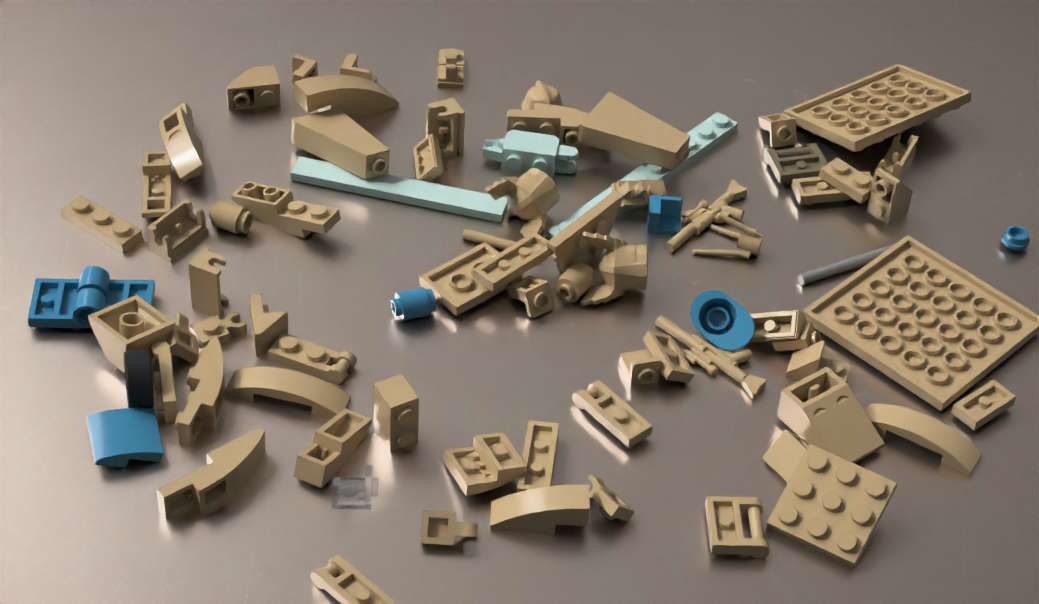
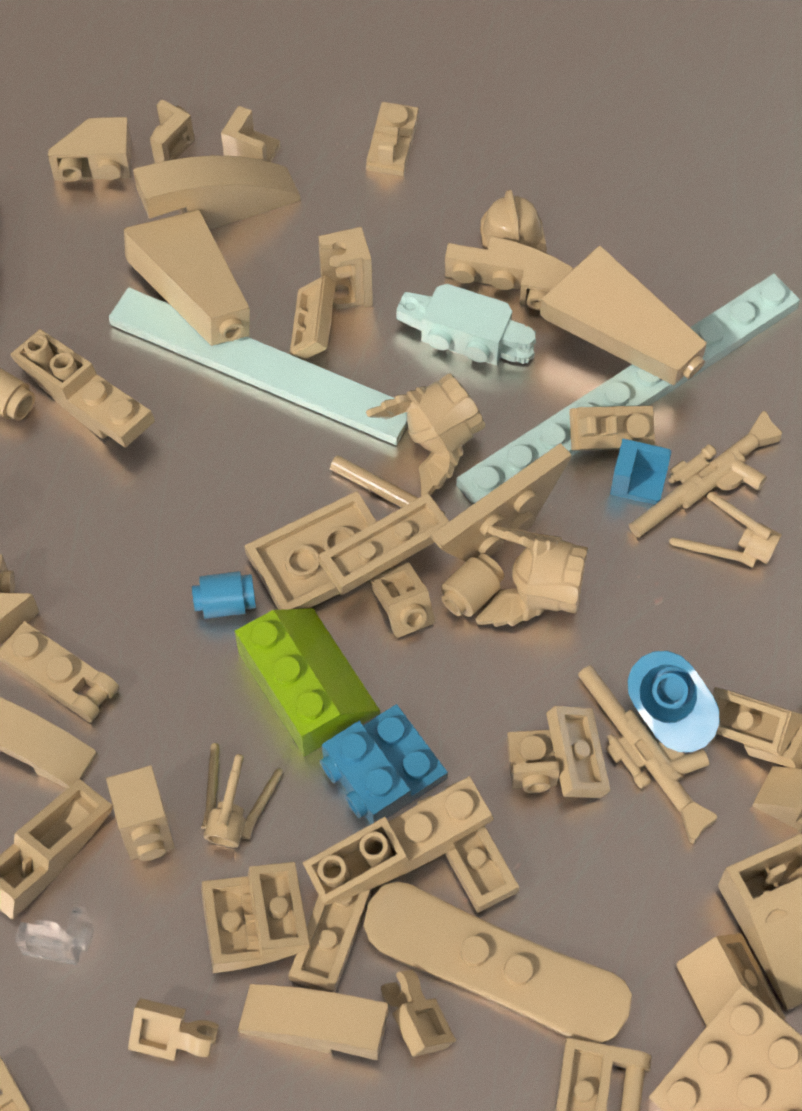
camera: 15 degrees right, 20 degrees up
(450, 420) = (226, 822): none -> tan plant
(476, 341) = (304, 676): none -> lime slope
(543, 380) = (382, 765): none -> dark azure plate
(573, 408) = (398, 845): none -> tan slope
(647, 470) = (497, 964): none -> tan piece

